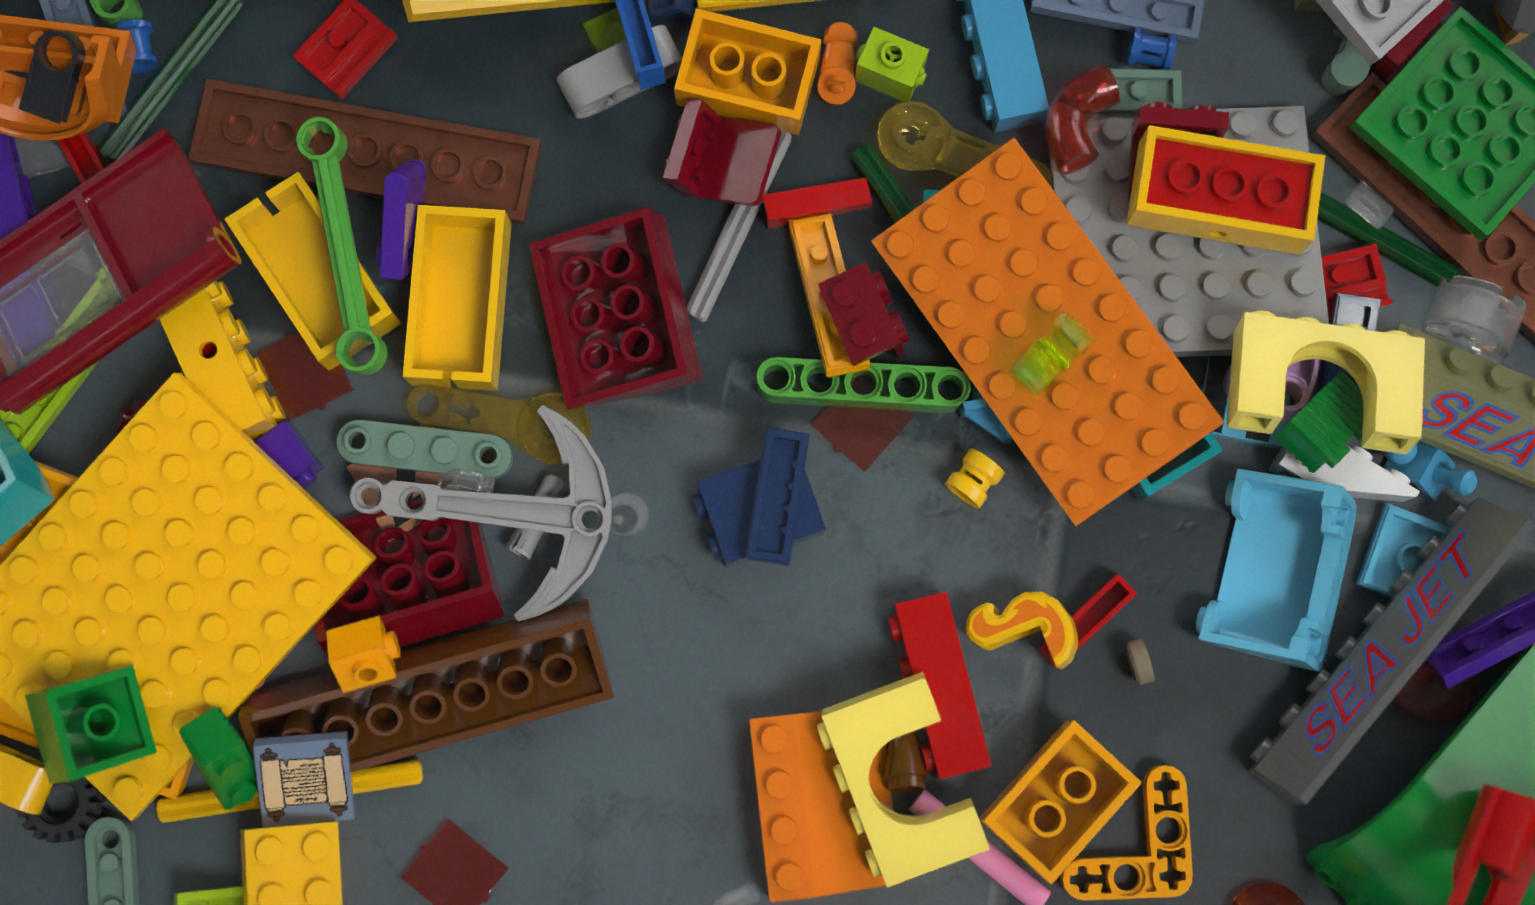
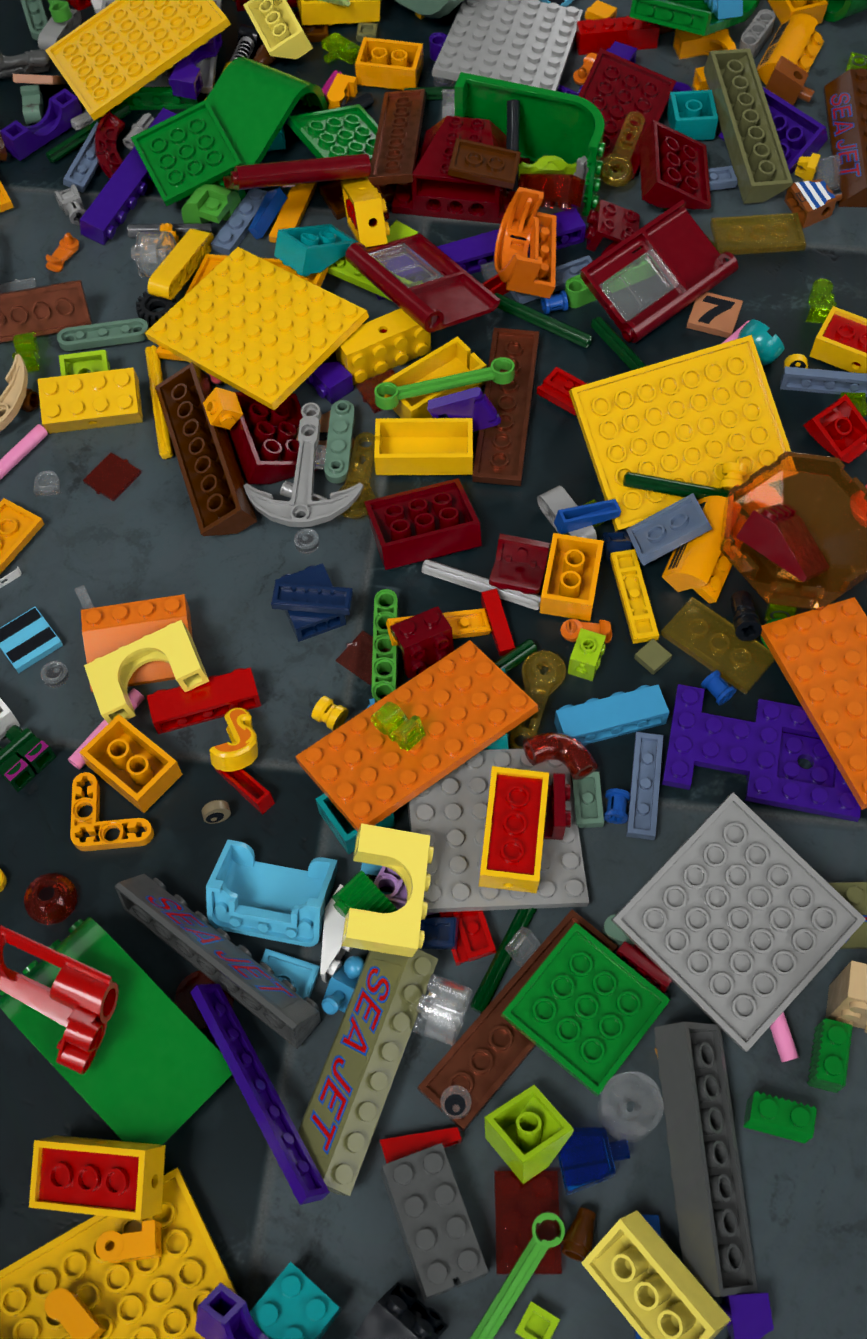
camera: 90 degrees right, 20 degrees down
(50, 89) = (524, 249): black piece -> none
(90, 724) = (189, 301): green slope -> none
(221, 757) = (171, 358): green brick -> none
(304, 779) = (161, 398): tile -> none
(905, 765) = (158, 681): reddish brown cone -> none

